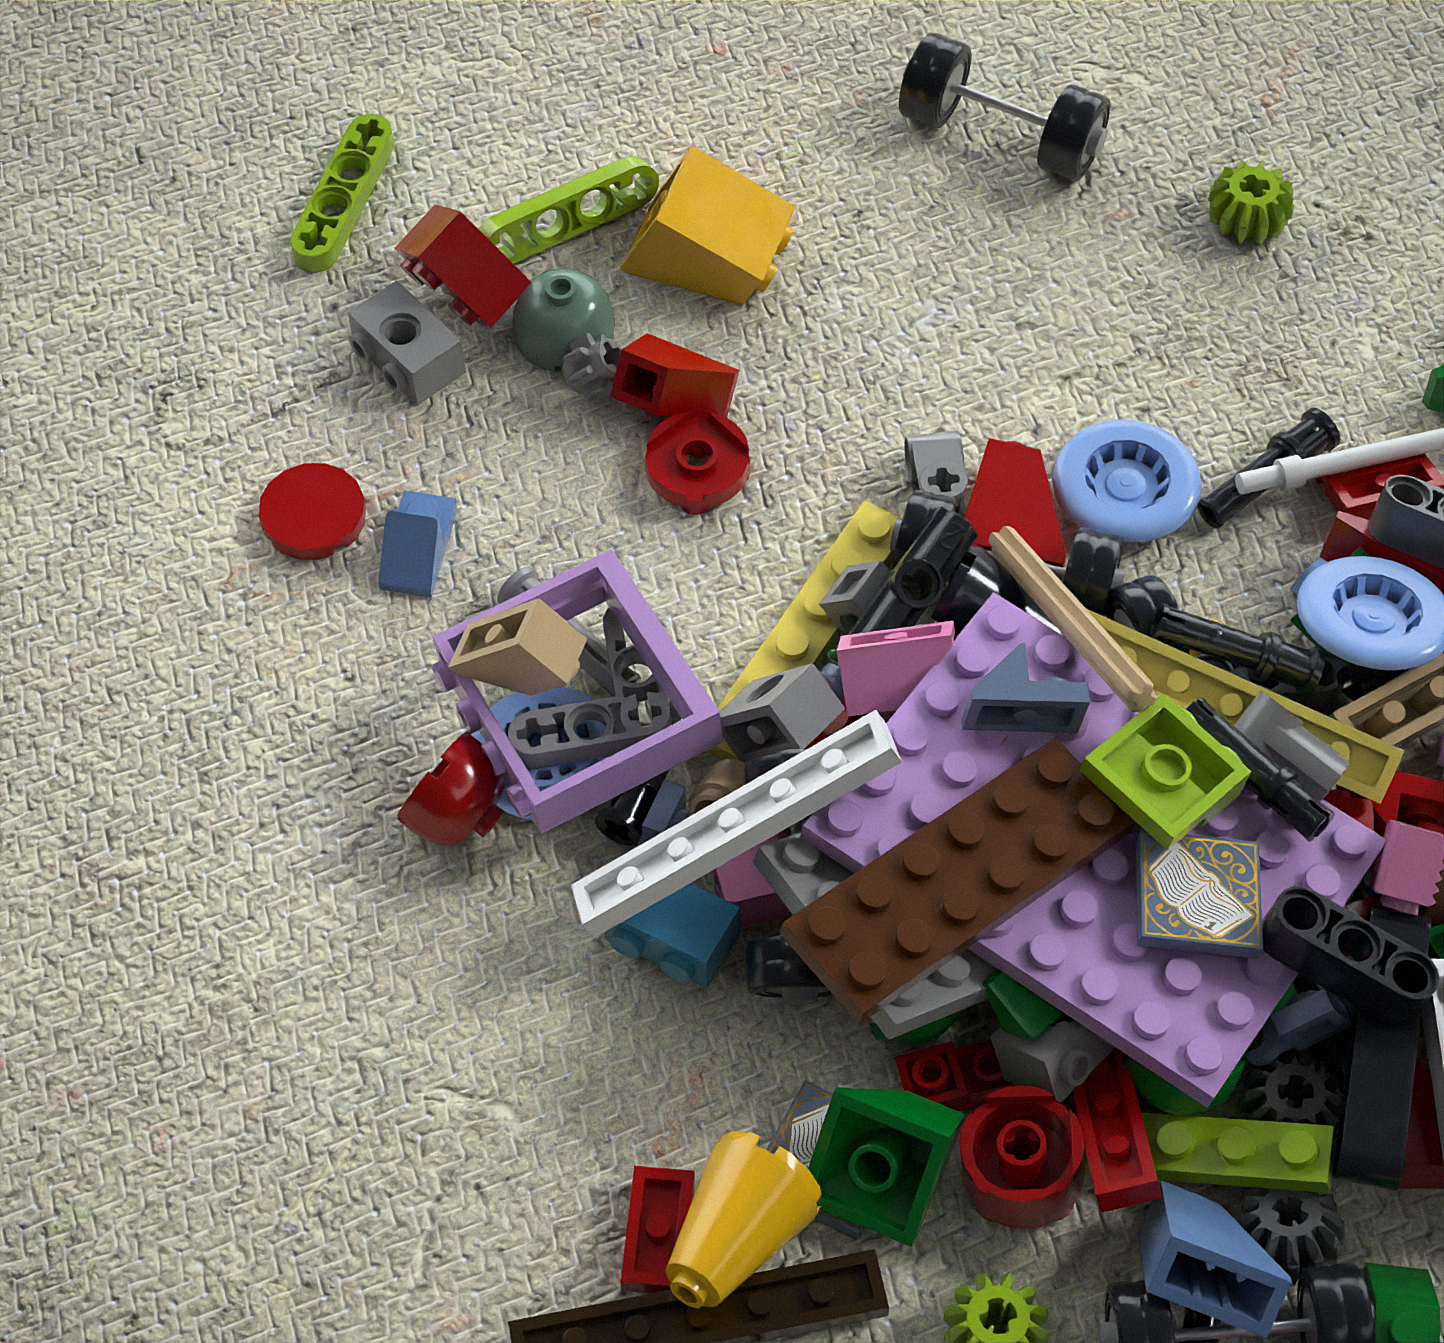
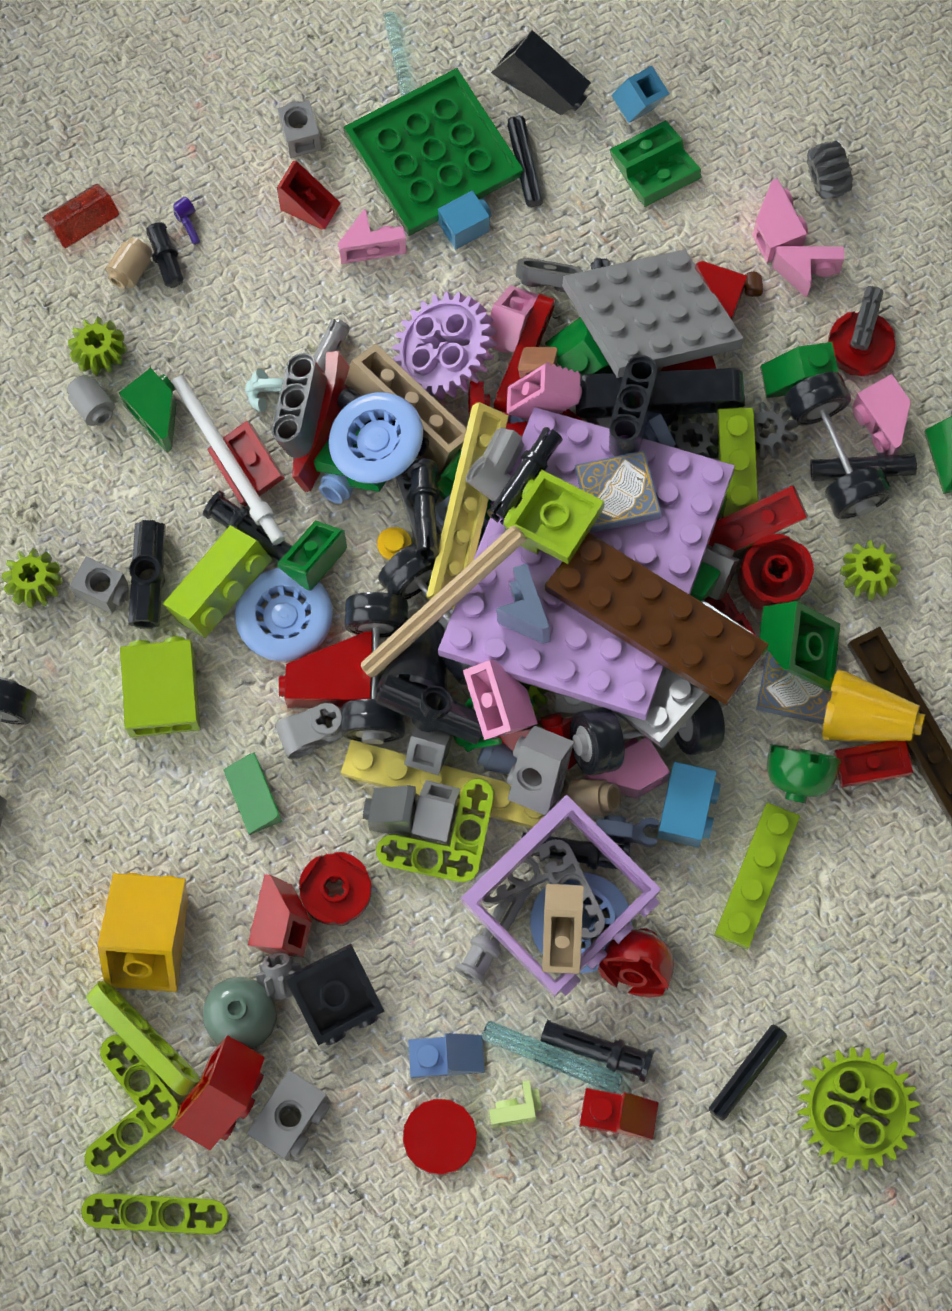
camera: 105 degrees left, 15 degrees up
(164, 1069) = (845, 1139): none -> lime gear
(245, 912) = (747, 1072): none -> black axle
(252, 730) = (619, 1113): none -> red slope
(306, 600) = (511, 1113): none -> yellowish green bracket
(338, 740) = (615, 1055): none -> black pin
(365, 667) = (551, 1057): none -> clear light blue axle
(471, 199) = (141, 1115): none -> lime beam
(536, 1010) = (757, 876): none -> lime plate
(540, 414) = (335, 995): none -> black plate
(676, 1103) = (801, 772): none -> green cylinder
(707, 605) = (459, 845): none -> lime beam
(735, 823) = (650, 758): white plate -> none
(766, 591) = (435, 811): none -> light grey brick
(781, 543) = (391, 810): none -> dark grey slope
(866, 399) = (252, 794): none -> slope
(1052, 314) = (159, 687): none -> lime brick
(1193, 402) = (217, 581): none -> lime brick
(1209, 530) = (314, 554): none -> green slope
(1209, 1262) = (815, 461): medium blue slope -> none
(1223, 273) = (89, 575): none -> light grey brick
(1226, 330) = (147, 594): none -> black piece

